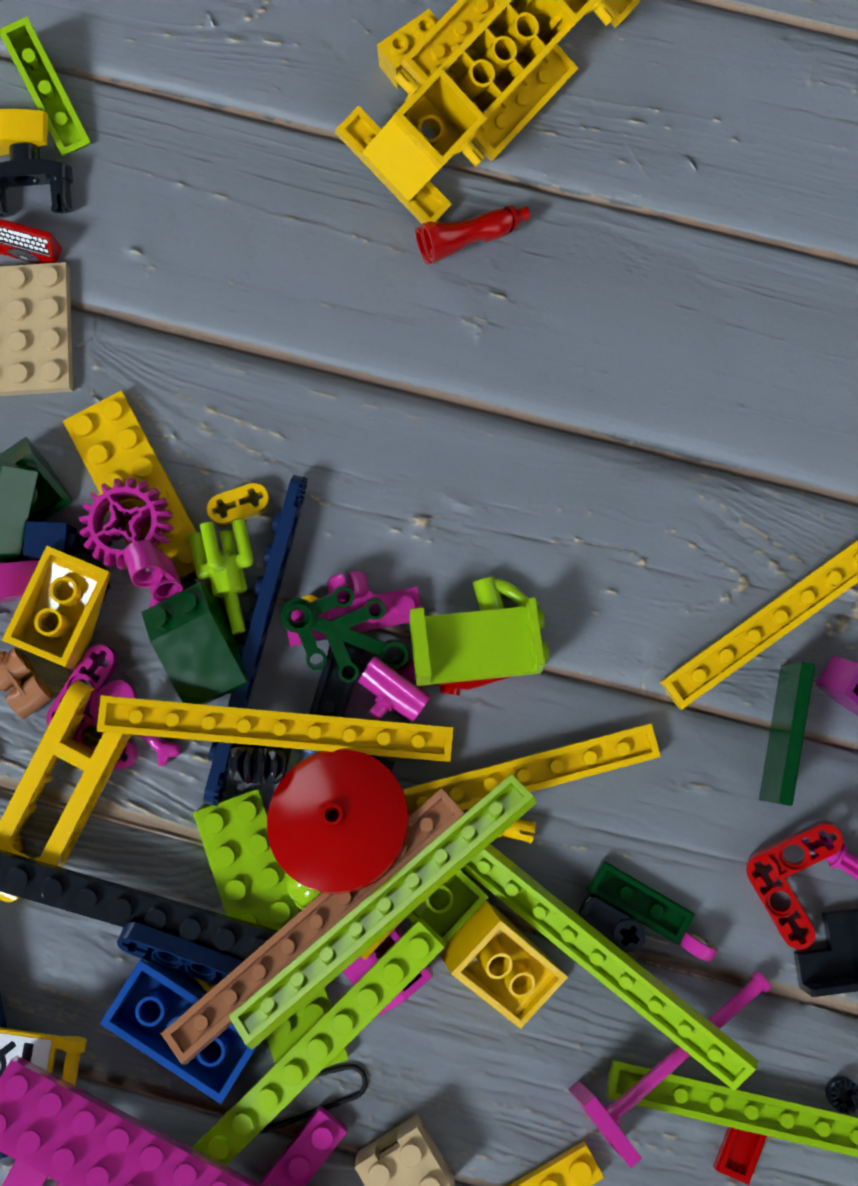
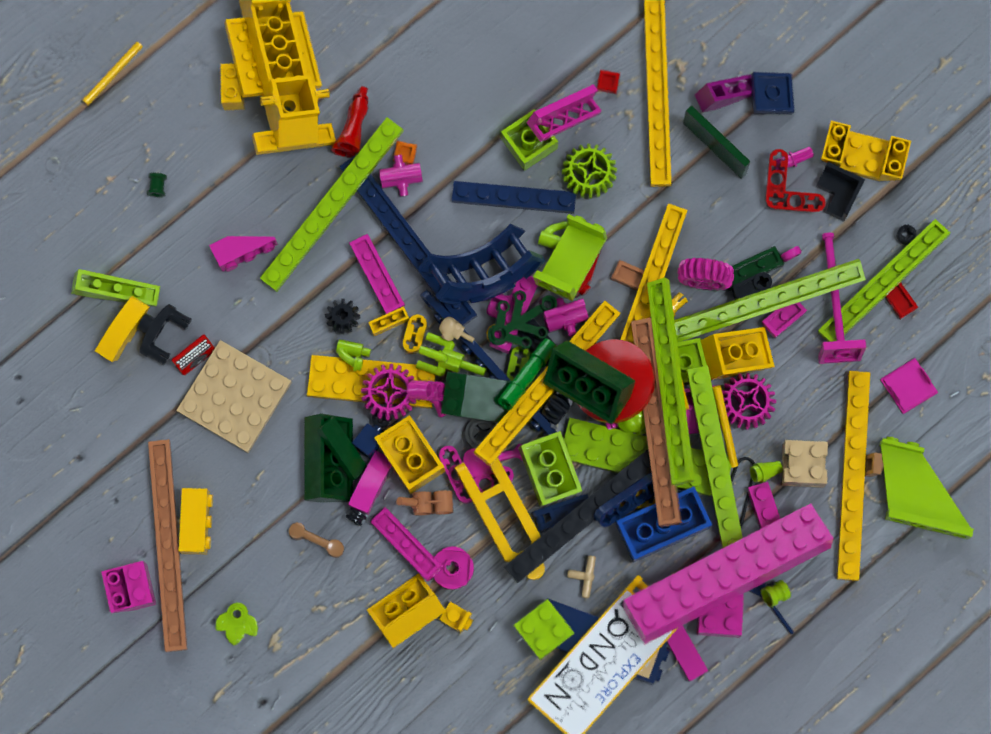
camera: 55 degrees left, 5 degrees down
(51, 961) = (587, 576): none -> tan piece
(114, 863) = (556, 512): none -> dark blue plate
(145, 689) = (472, 430): none -> dark grey gear
(158, 813) = (550, 468): none -> lime slope
(163, 436) = (348, 350): none -> lime plant
(191, 196) = (237, 249): none -> dark pink slope
(191, 383) = (334, 319): none -> black gear
(218, 46) = (156, 186): none -> dark green bush
(233, 458) = (389, 321): none -> yellow piece
(267, 548) = (453, 329): none -> tan piece
(268, 693) = (526, 375): none -> green piece
(286, 401) = (377, 274): none -> dark pink plate
(288, 678) = (513, 361): none -> lime beam
(304, 792) = (588, 381): none -> dark green slope
(342, 278) = (331, 204): none -> lime plate
(358, 412) = (406, 240): none -> dark blue plate
(358, 1119) = (763, 471): none -> lime cone
(359, 559) = (488, 287): none -> dark blue fence
(381, 1023) = (725, 426): none -> yellow bar
(441, 339) = (400, 175): none -> dark pink pin
(443, 1058) = (755, 407): none -> dark pink gear
(478, 326) = (407, 151): none -> orange tile
(513, 734) = (627, 275): none -> nougat tile
(517, 508) = (513, 197): none -> dark blue plate
(584, 847) = (705, 274): none -> dark pink gear
(589, 995) = (783, 318): none -> dark pink plate
(608, 474) = (524, 143): none -> lime brick
(627, 598) = (582, 168): none -> lime gear
(681, 483) = (562, 107): none -> dark pink fence
(766, 525) = (608, 81): none -> red tile

